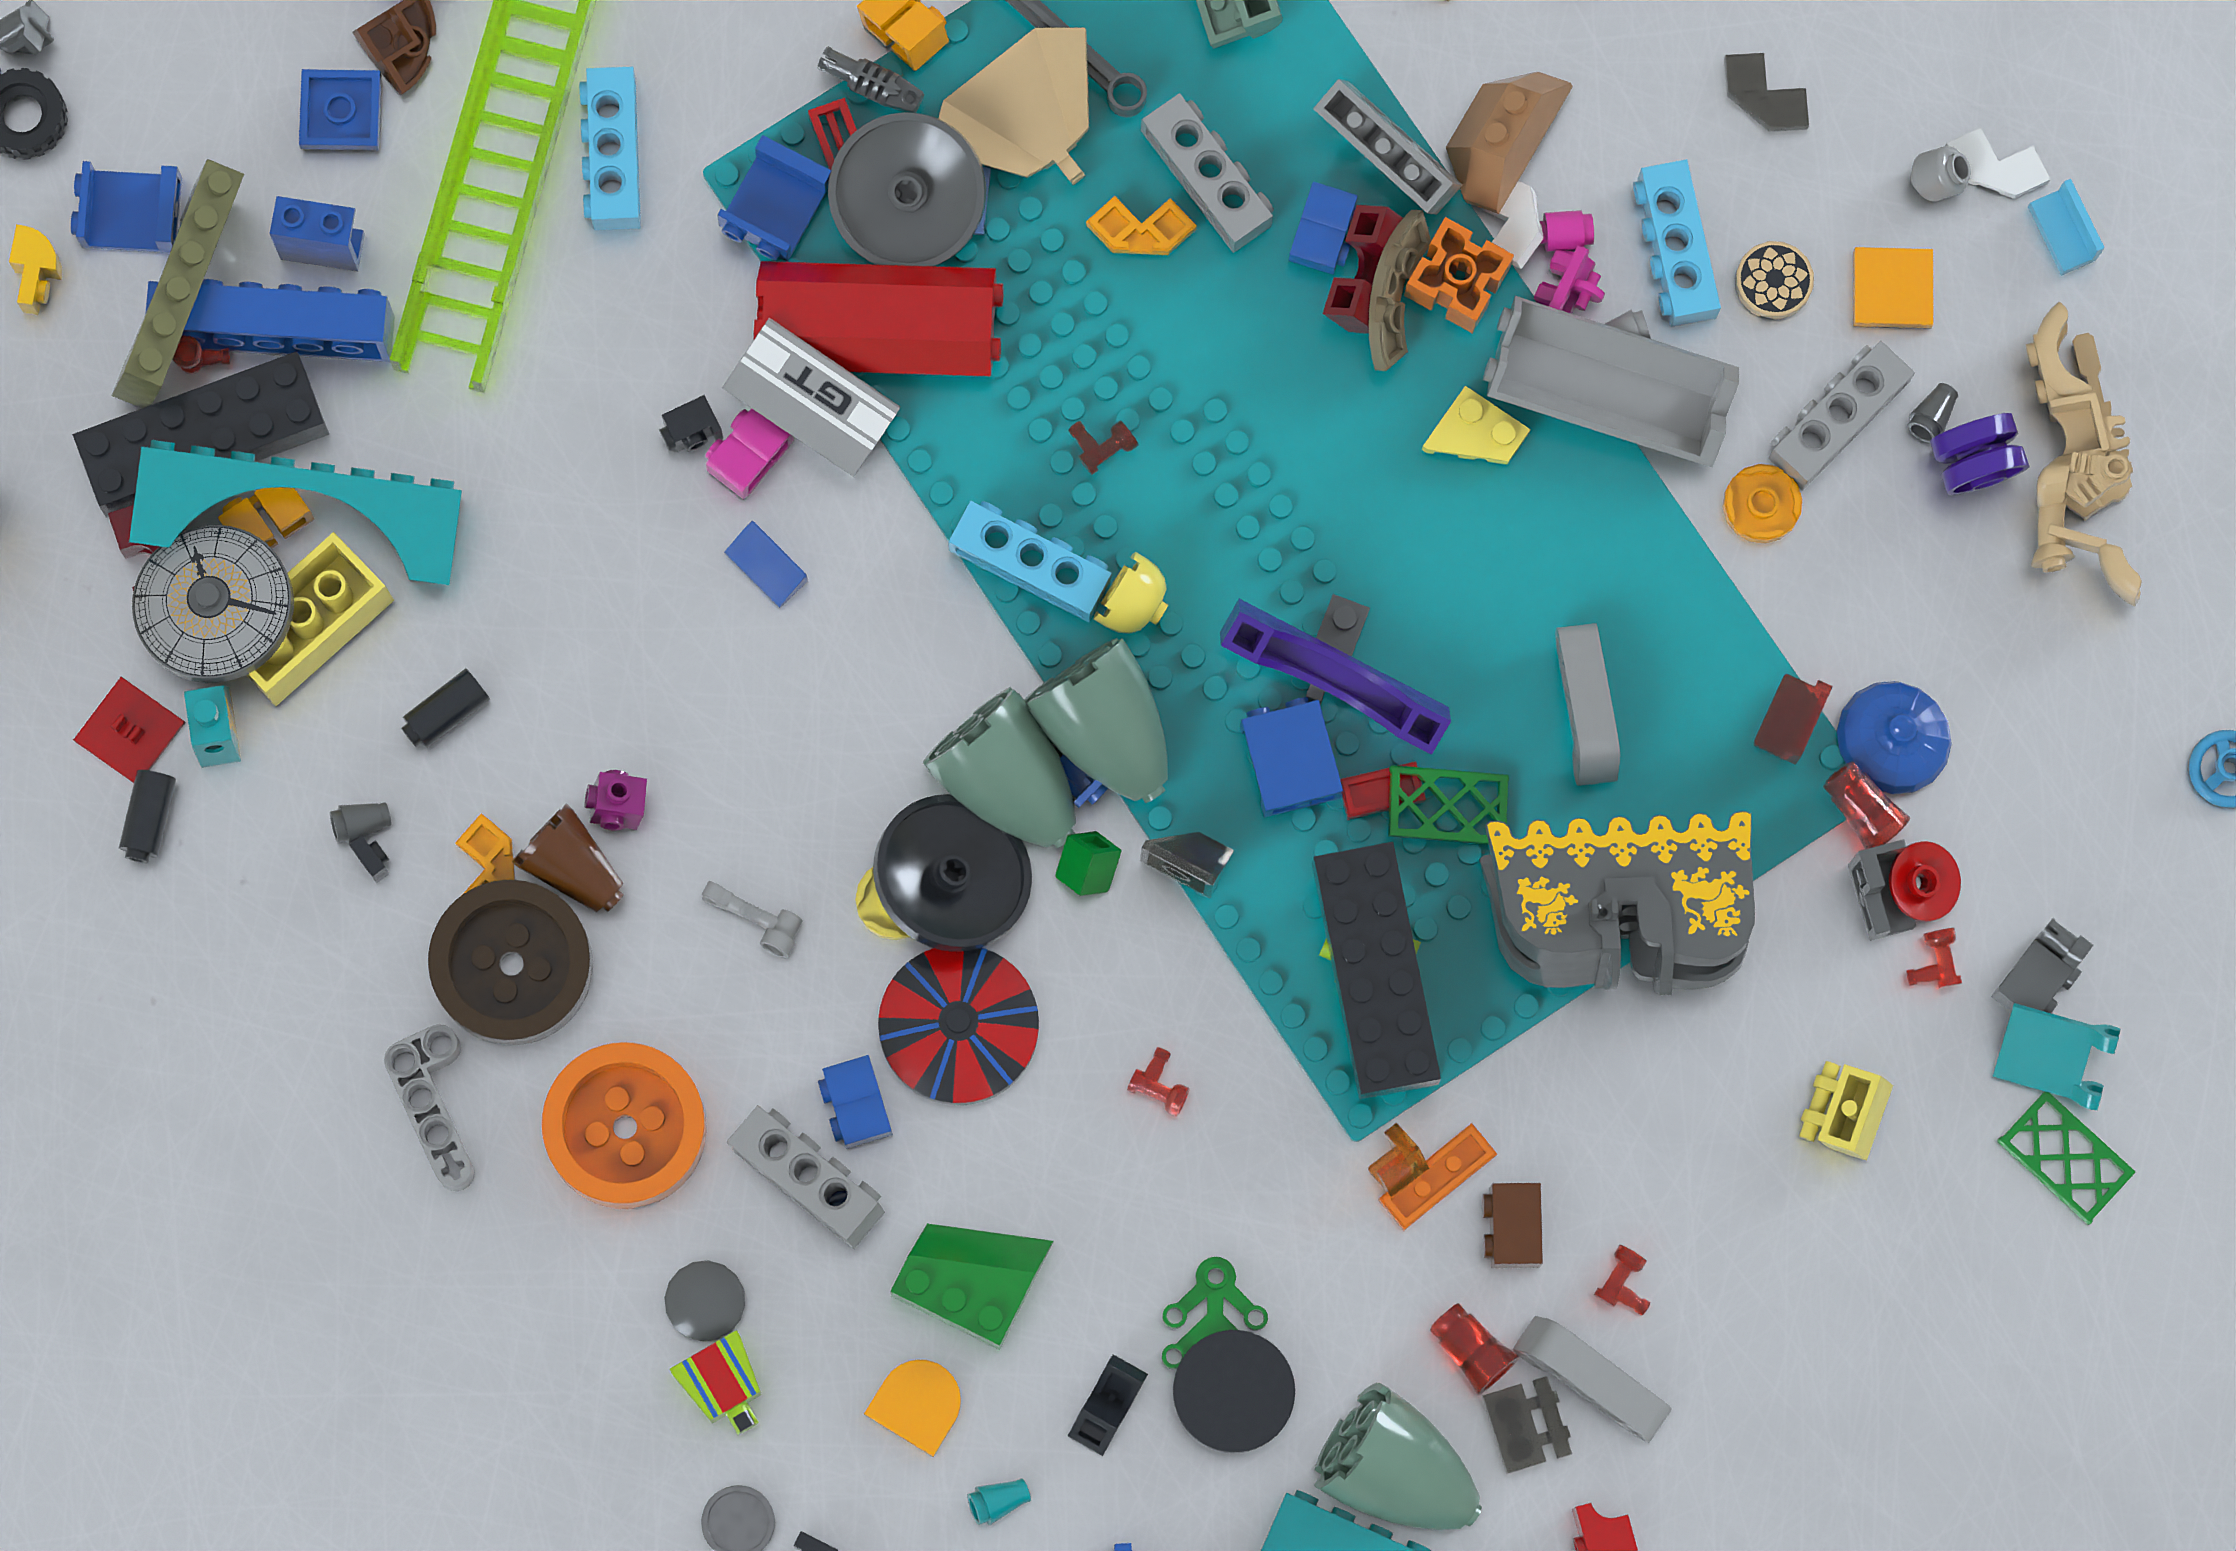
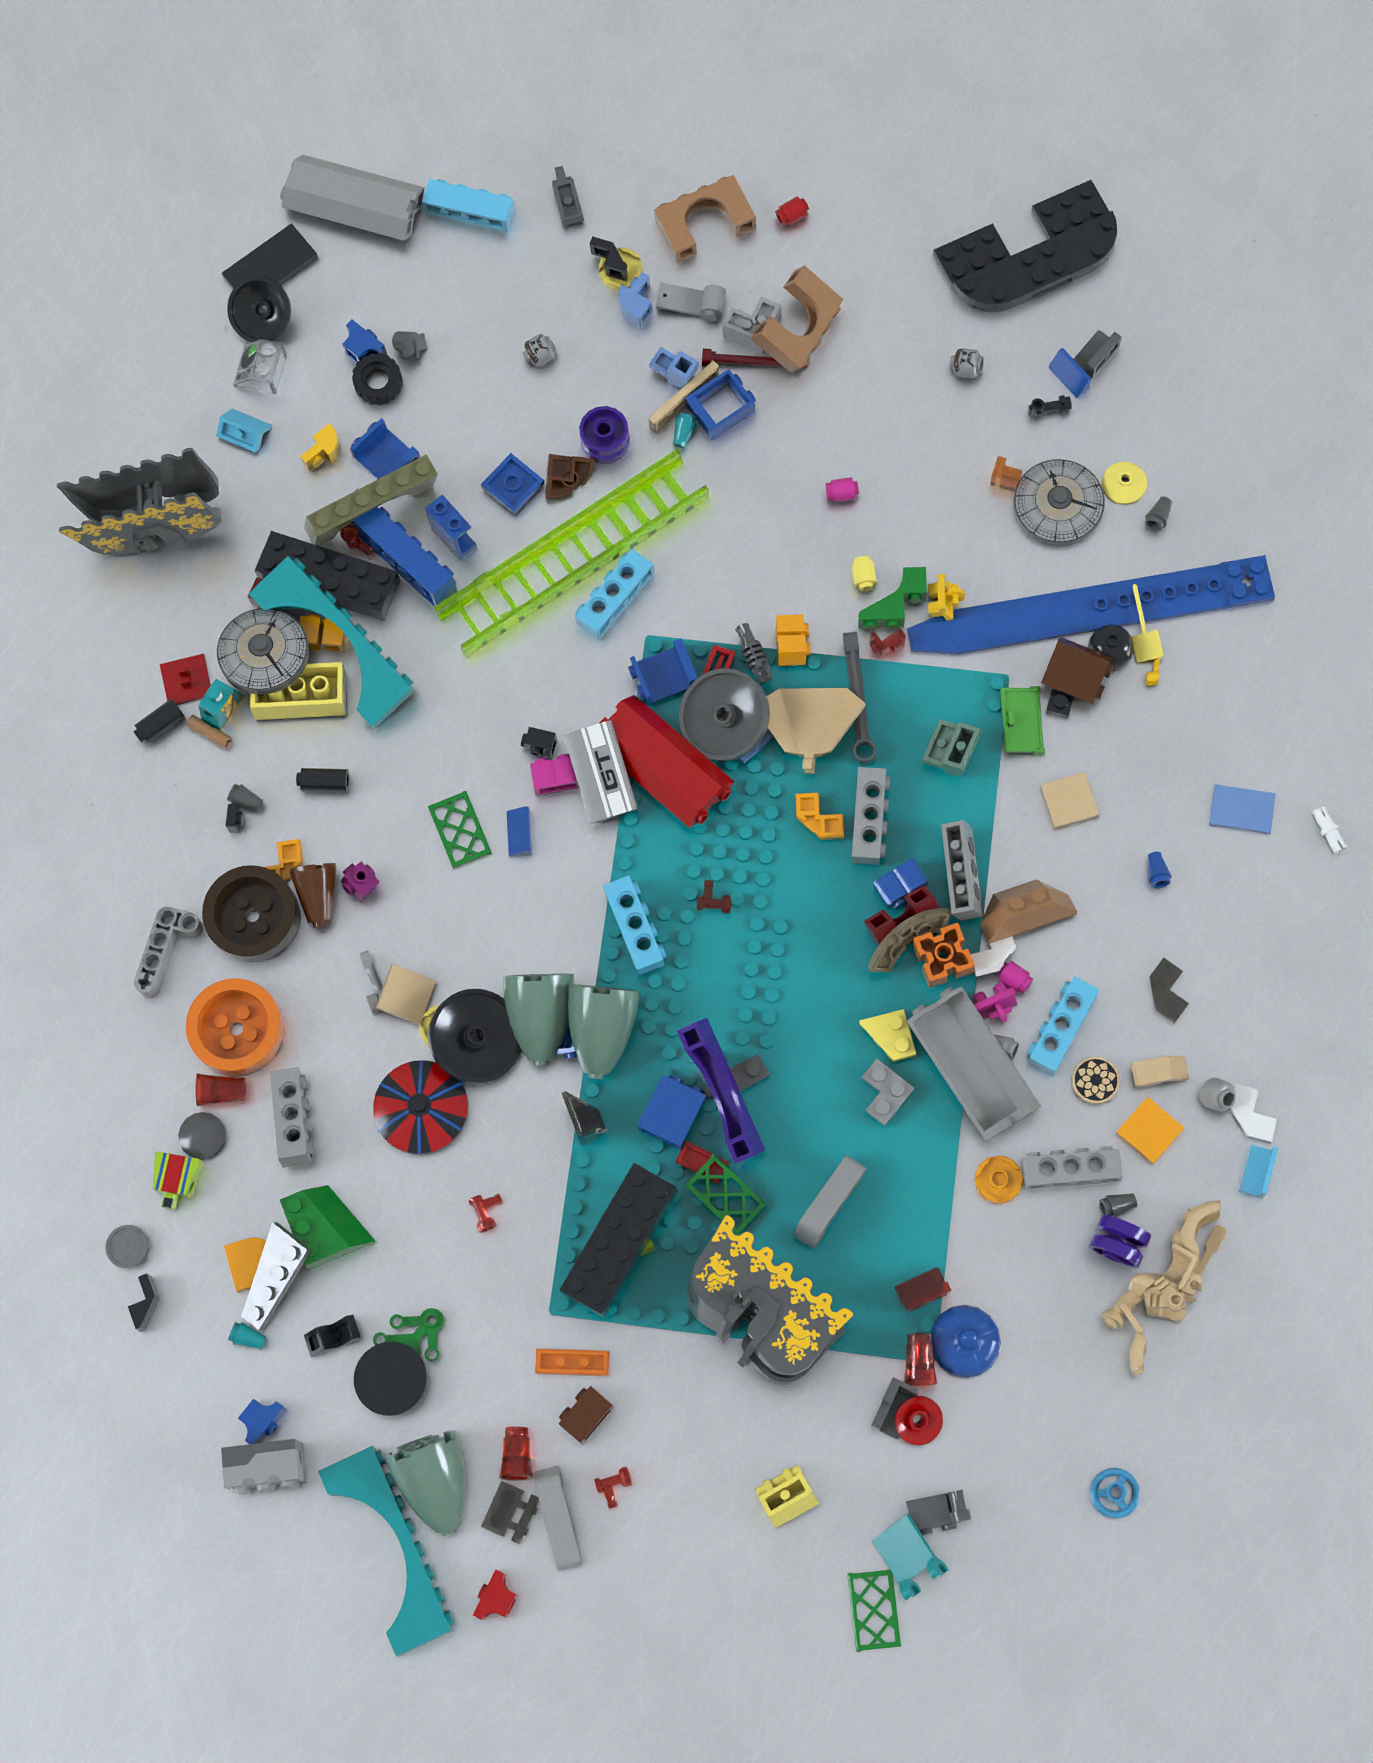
camera: 55 degrees right, 5 degrees down
(223, 773) = (208, 731): none -> medium nougat piece
(676, 1222) = (219, 1089): none -> clear red plant
(687, 659) = (449, 846): none -> green window
(810, 896) = (405, 994): none -> tan tile
(856, 1102) = (344, 1103): blue brick -> none
(967, 1383) = (276, 1270): none -> wing
(1088, 863) = (541, 1083): green panel -> none
(1134, 597) = (664, 979): light yellow cylinder -> none
(1400, 1164) = (558, 1341): clear orange panel -> none
(1540, 501) = (892, 1091): none -> light grey plate
(1843, 202) = (1159, 1070): none -> tan slope
(1944, 971) = (893, 1470): clear red piece -> none

